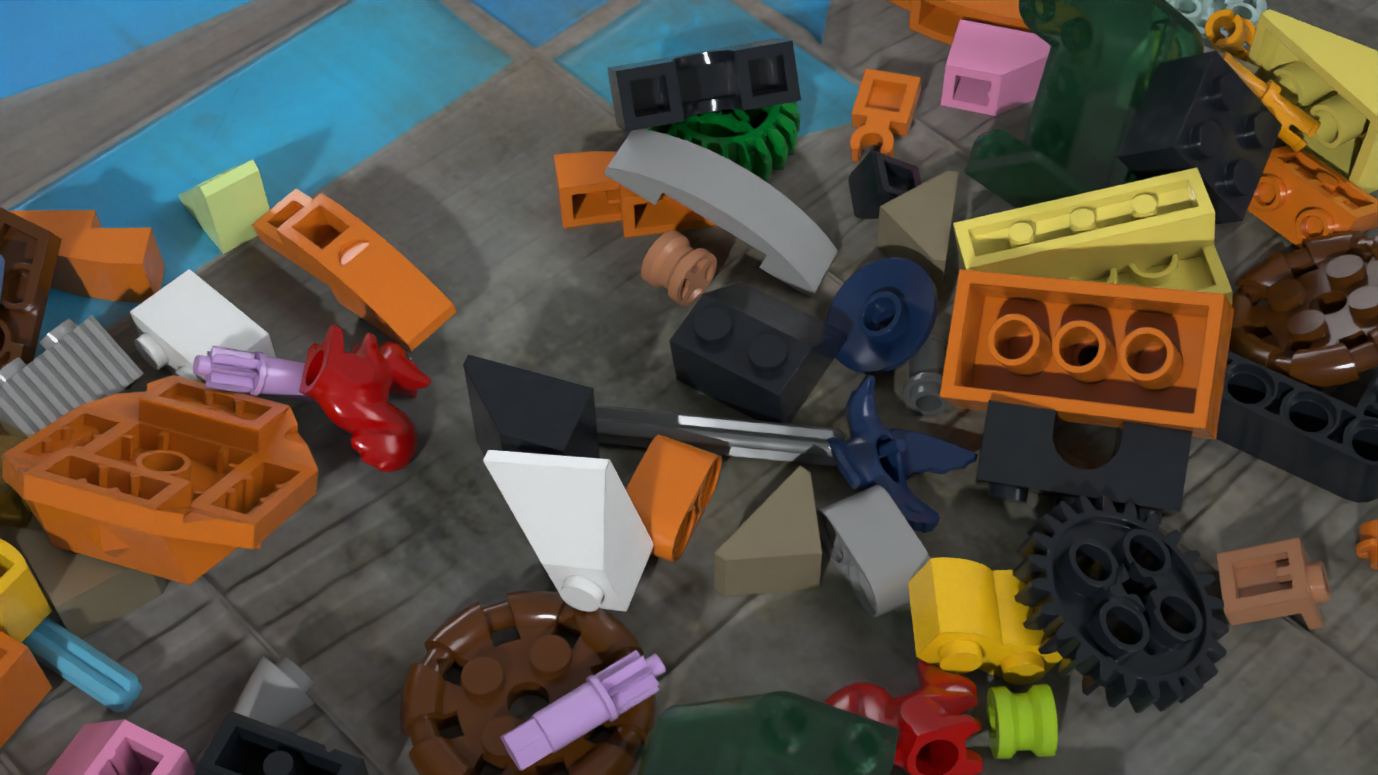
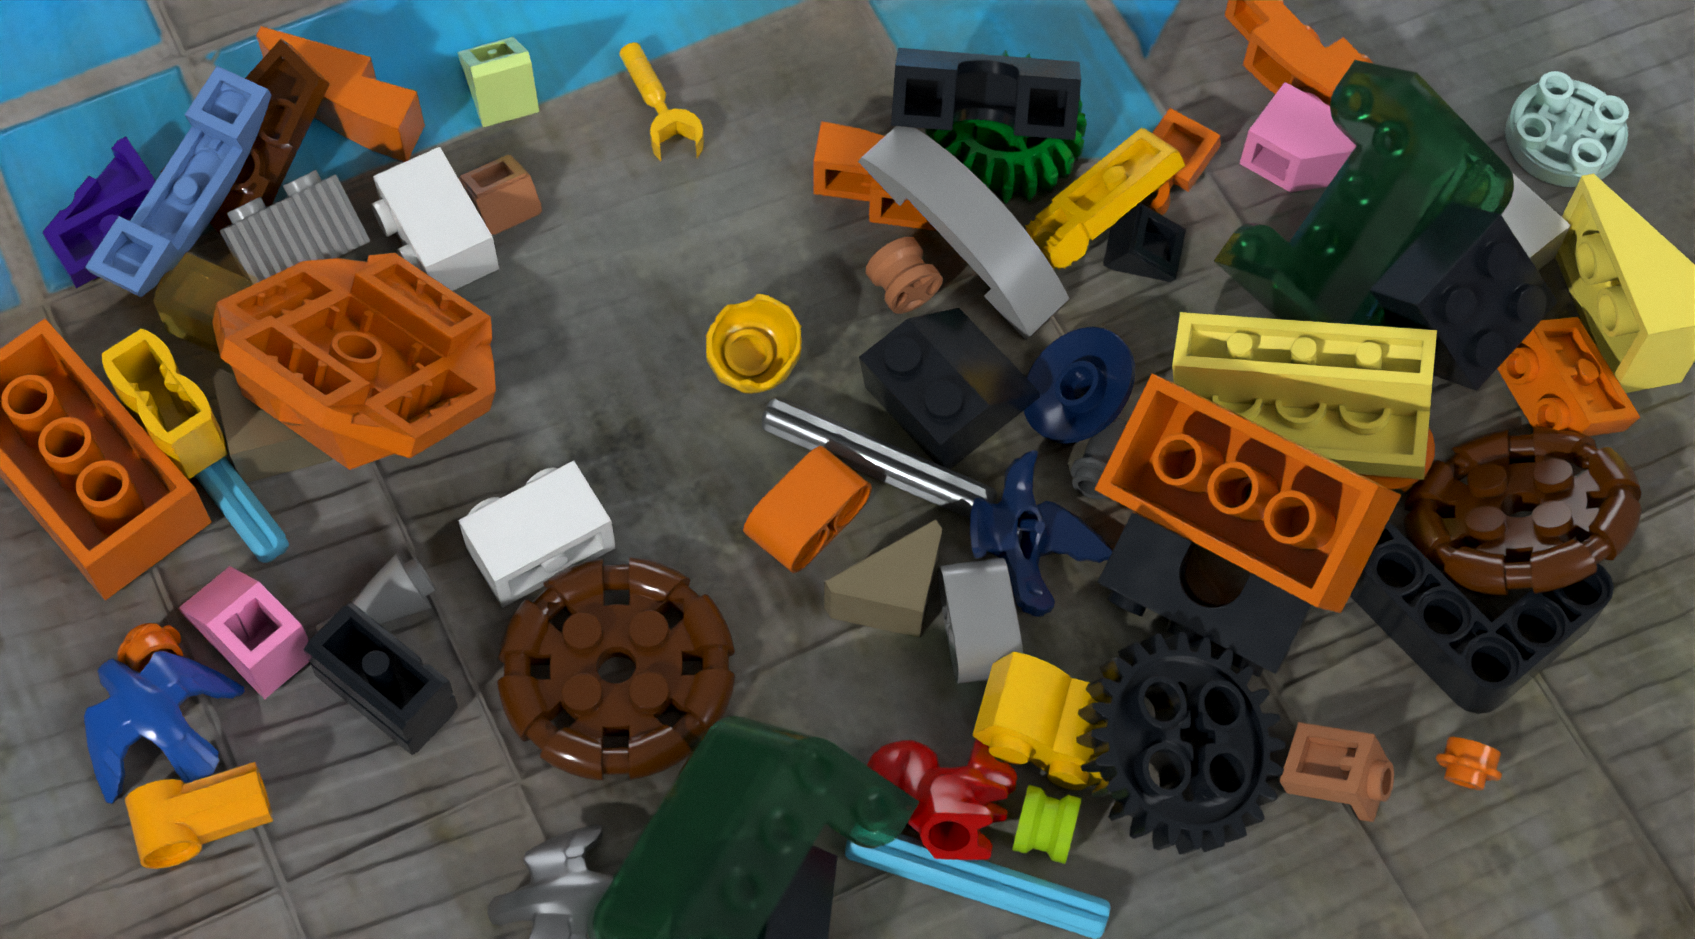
camera: 15 degrees right, 10 degrees up
(250, 373) = (485, 281): lavender piece -> none
(267, 300) = (502, 193): none -> nougat slope
(356, 265) = (596, 185): orange slope -> none
(356, 391) = (553, 323): red animal -> none
(401, 596) = (536, 532): none -> white brick
(404, 201) = (668, 121): none -> yellow piece
(530, 411) = (706, 420): black slope -> none
(564, 348) = (754, 344): none -> yellow hair
(576, 524) = (705, 520): white slope -> none
(584, 708) = (657, 692): lavender piece -> none
(839, 150) = (1103, 196): none -> yellow hinge
(920, 224) = (1151, 301): dark tan slope -> none
(1239, 31) = (1551, 189): light orange pin -> none
(1279, 106) = (1573, 296): light orange pin -> none

